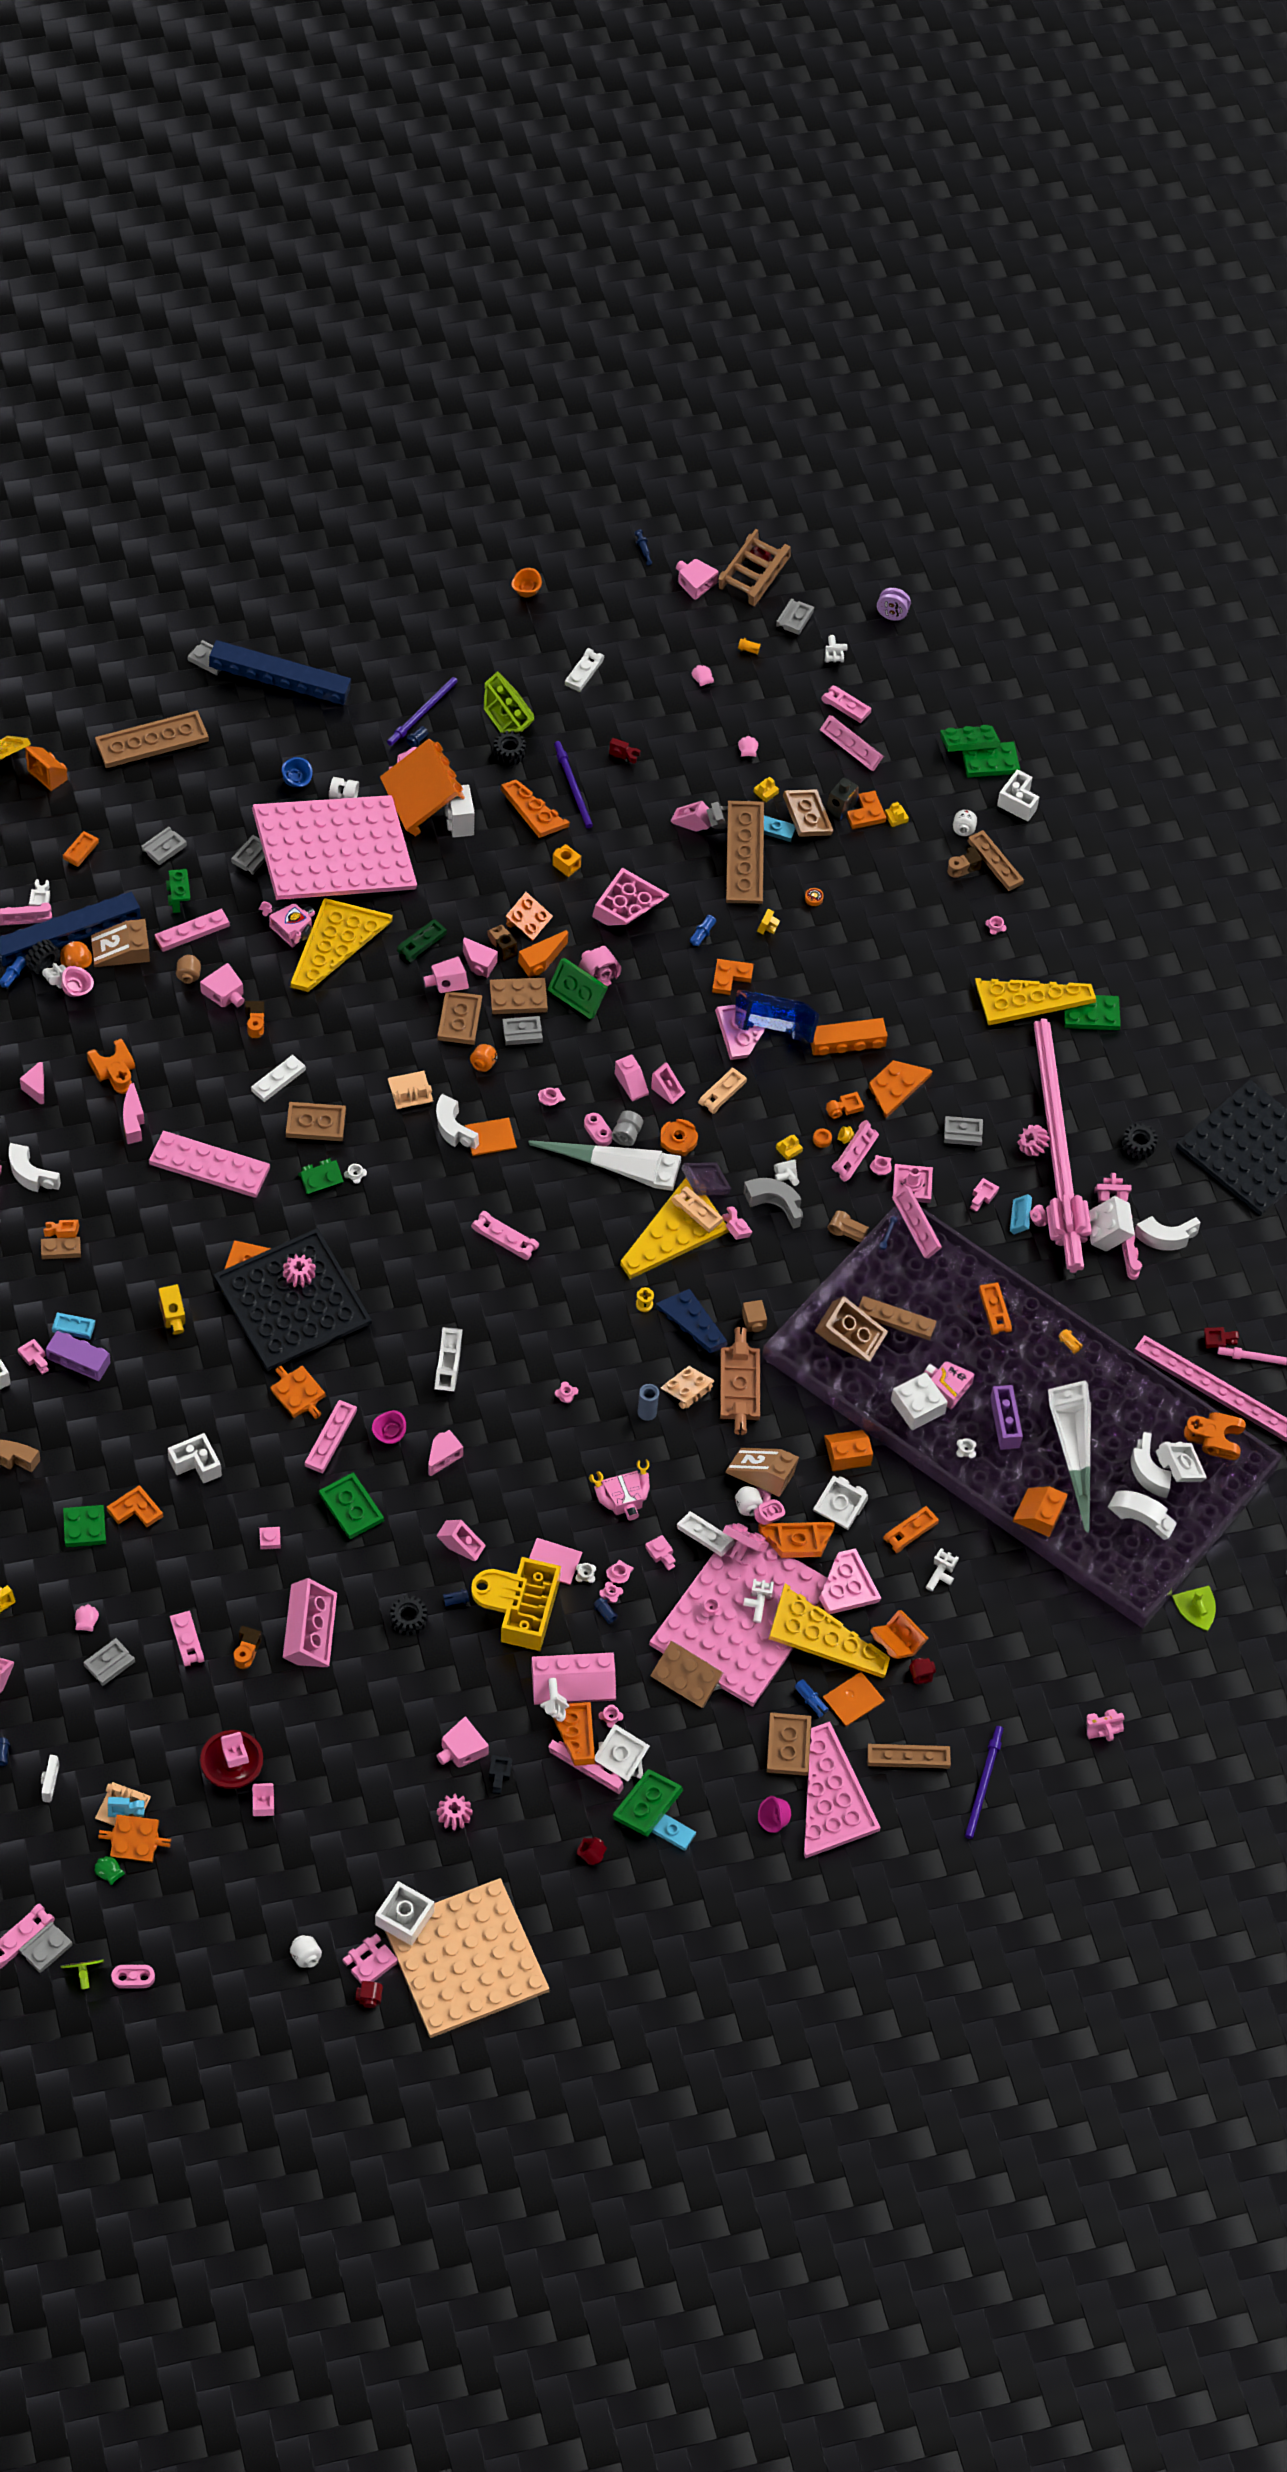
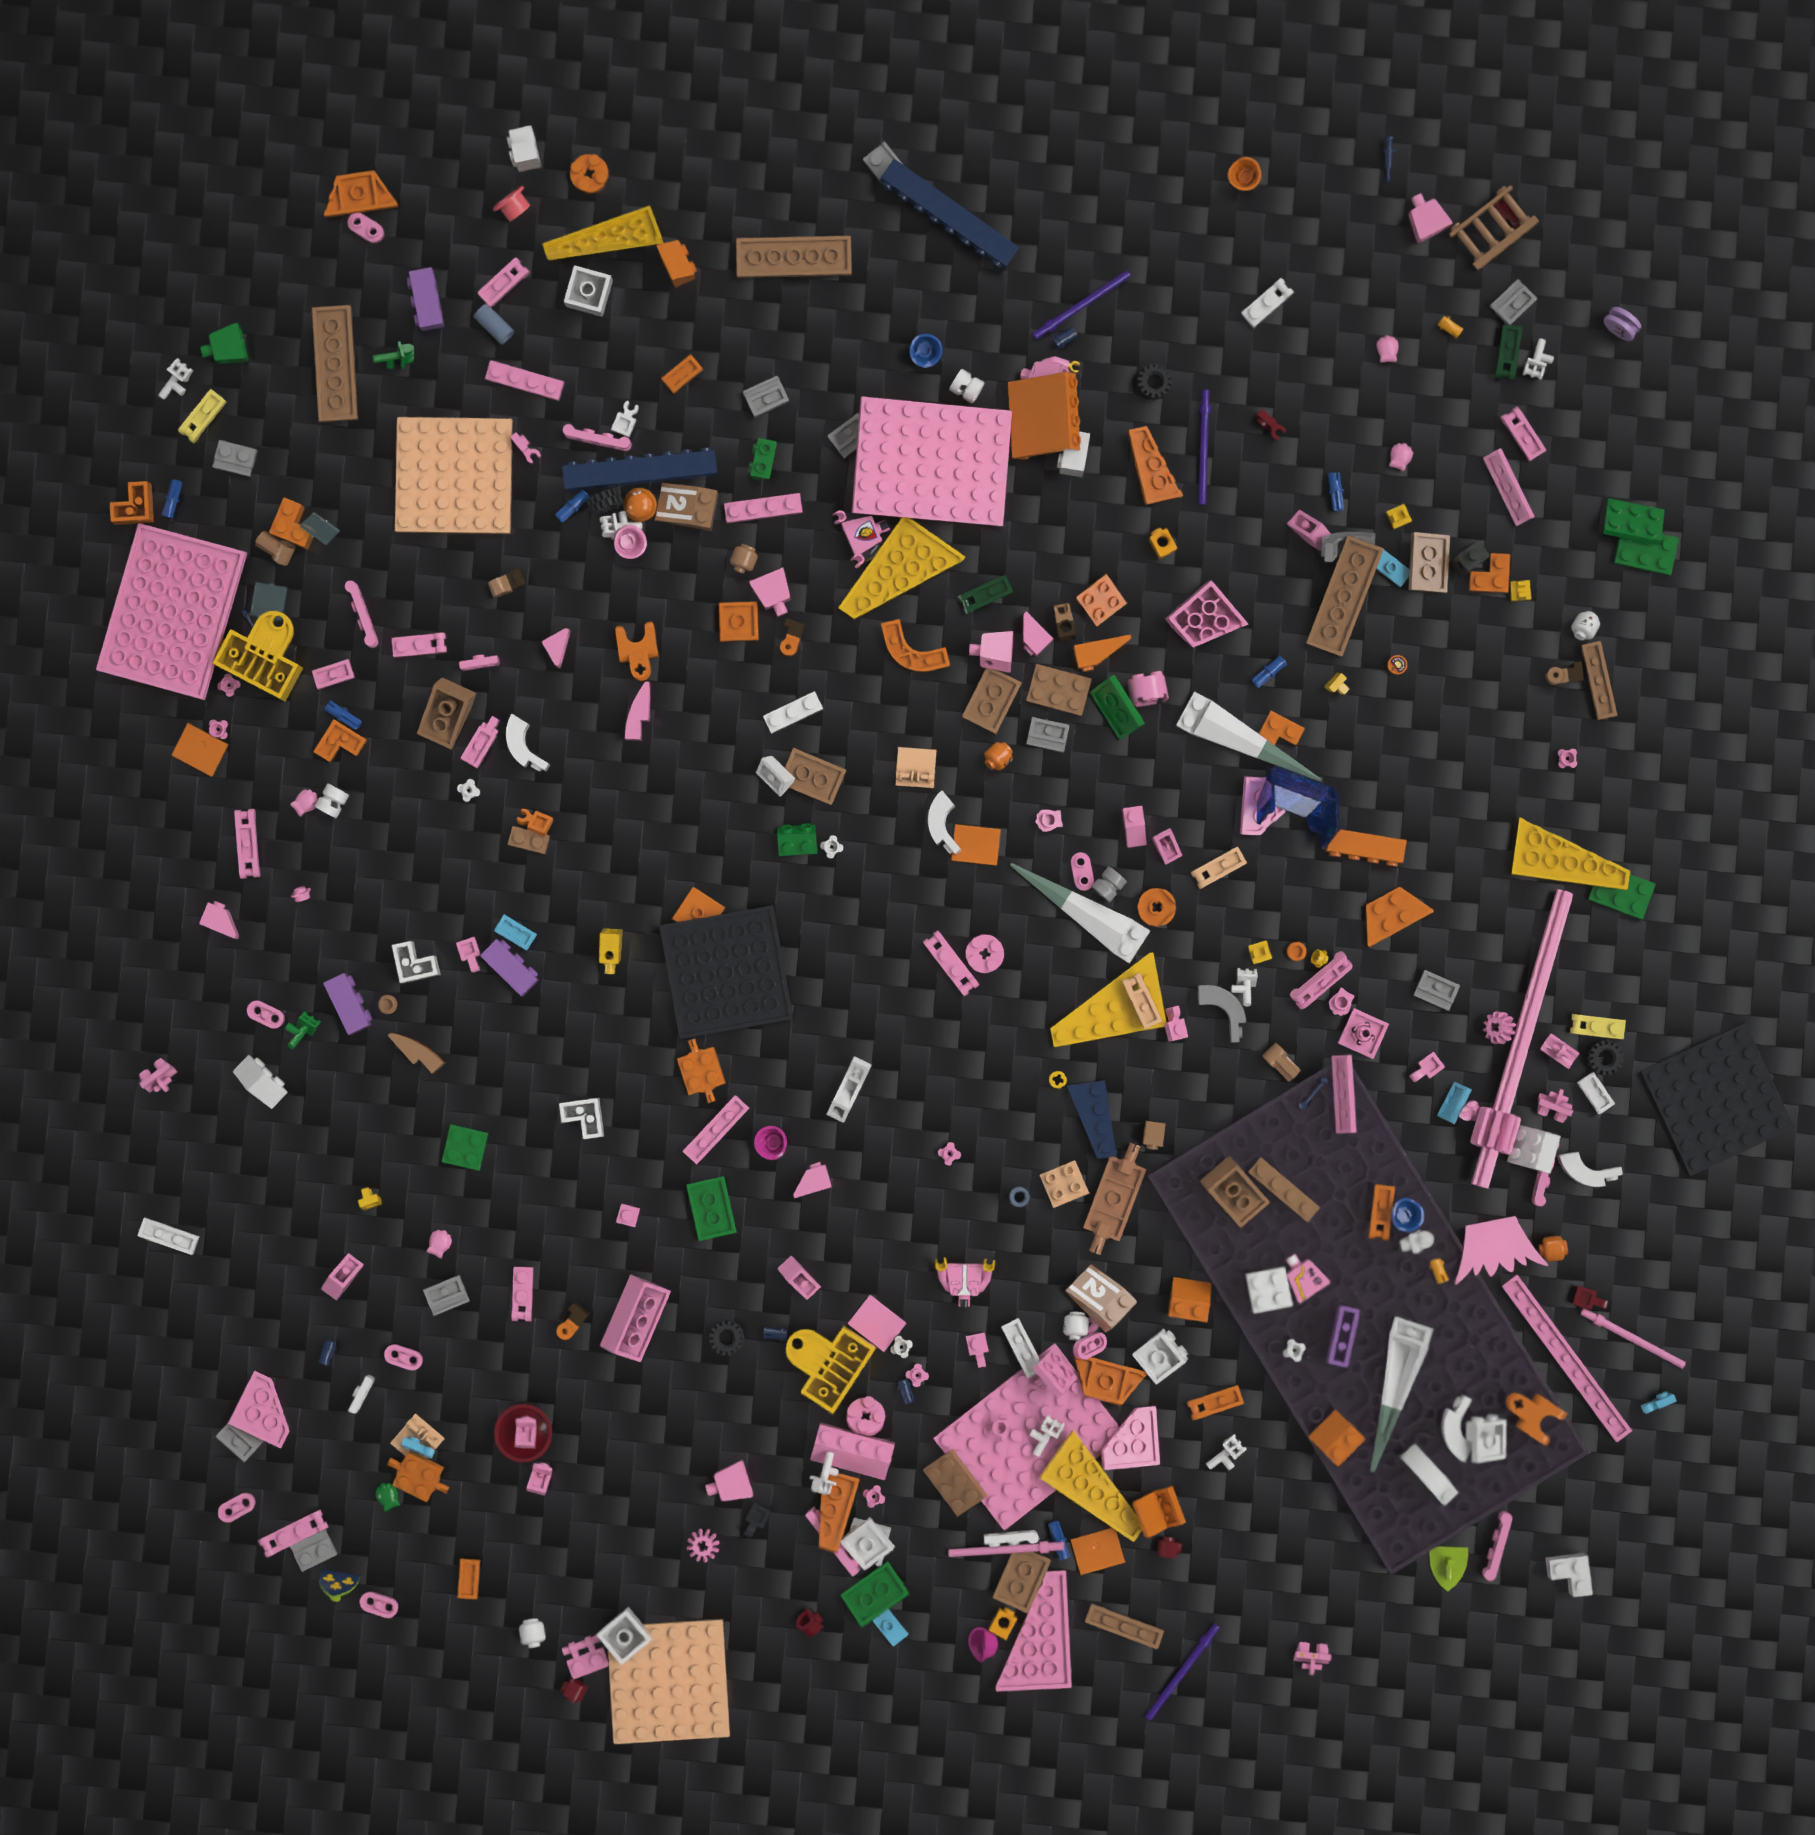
camera: 25 degrees right, 30 degrees up
(83, 1731) = (403, 1358): none -> bright pink plate
(136, 1503) = (516, 1140): orange plate -> none
(201, 1020) = (738, 621): none -> orange plate
(209, 1164) = (696, 790): bright pink plate -> none
(220, 1921) = (468, 1578): none -> orange plate
(279, 1128) = (774, 775): none -> white slope
(299, 1277) = (744, 955): bright pink gear -> none
(368, 1005) = (908, 657): none -> orange plate
(505, 705) = (1169, 332): lime wedge -> none
(534, 1209) = (994, 948): none -> bright pink plate
(574, 1640) = (868, 1406): none -> bright pink plate
(619, 1572) = (932, 1357): bright pink animal -> none
(672, 982) = (1213, 723): none -> white plate
(703, 784) = (1336, 491): none -> blue axle
(706, 1178) = (1164, 967): clear purple plate -> none
(762, 1708) = (1011, 1537): none -> white plate
(791, 1781) = (1000, 1630): none -> light orange brick
(798, 1701) = (1043, 1547): none -> bright pink bar
(807, 650) = (1508, 351): none -> dark green plate
(849, 1103) = (1337, 923): orange plate -> none
(1017, 798) = (1649, 612): white brick -> none
(1019, 1300) = (1407, 1215): none -> blue helmet
(1038, 1318) = (1417, 1241): none -> white hips
(1096, 1144) = (1559, 1051): none -> bright pink hips
(1113, 1309) = (1495, 1243): none -> bright pink piece
(1120, 1120) = (1598, 1026): none -> light yellow plate
(1145, 1171) = (1595, 1093): none -> white plate
(1167, 1304) = (1553, 1248): none -> orange head
(1237, 1577) = (1499, 1538): none -> bright pink plate

